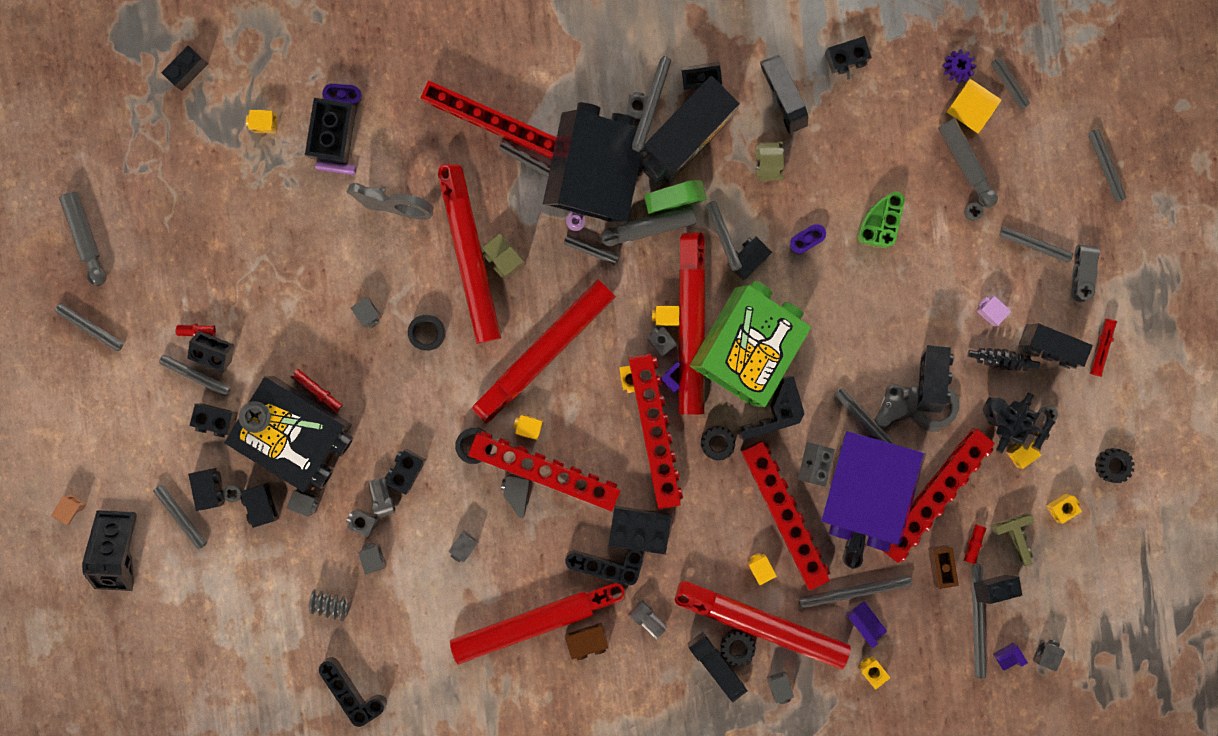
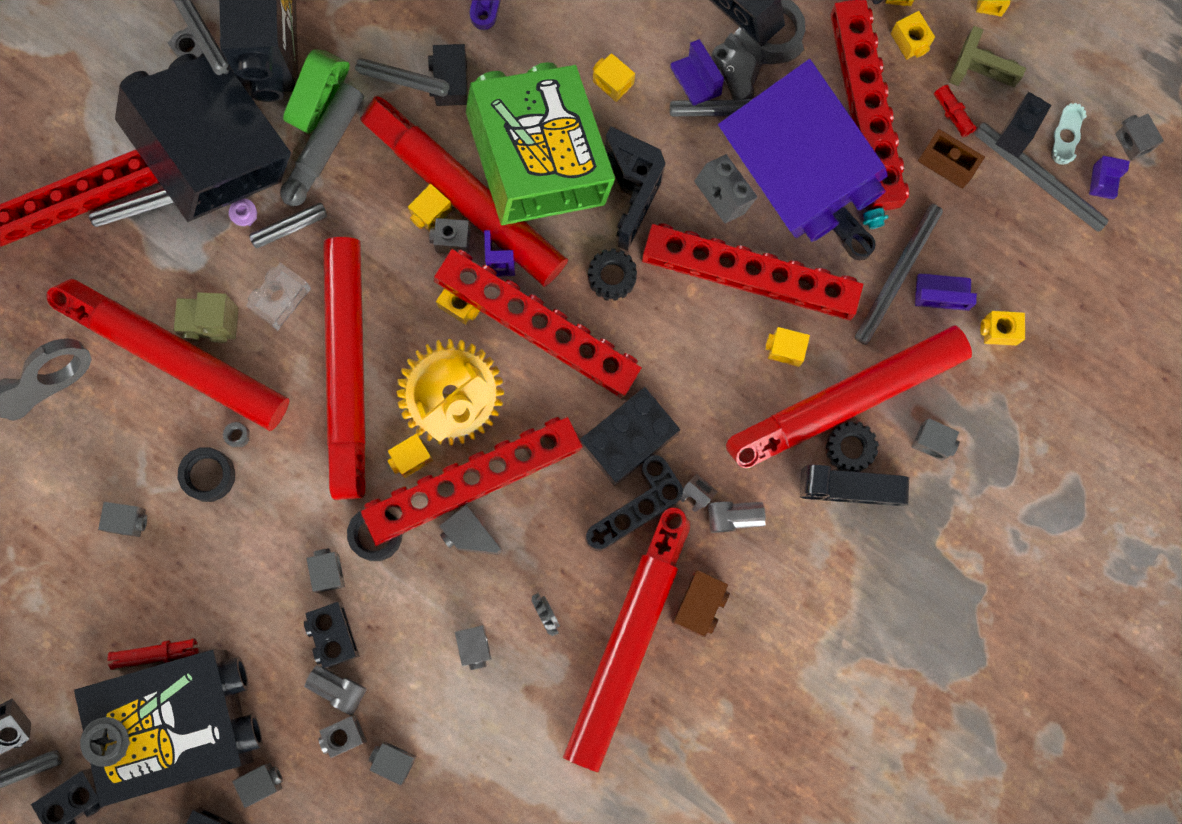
camera: 55 degrees left, 10 degrees down
(433, 438) = (325, 571): none -> dark grey brick
(454, 324) = (228, 431): none -> dark grey axle
(511, 569) = (545, 614): none -> dark grey gear
(560, 284) = (278, 311): none -> clear brick
(575, 432) = (456, 412): none -> yellow piece
(644, 590) = (698, 490): none -> flat silver tile
(827, 345) = (613, 77): none -> yellow brick
(869, 390) = (698, 74): none -> dark purple panel
(874, 554) = (875, 218): none -> teal plate
(1006, 483) = (913, 25): none -> yellow brick
(1027, 609) = (1072, 120): none -> light aqua piece

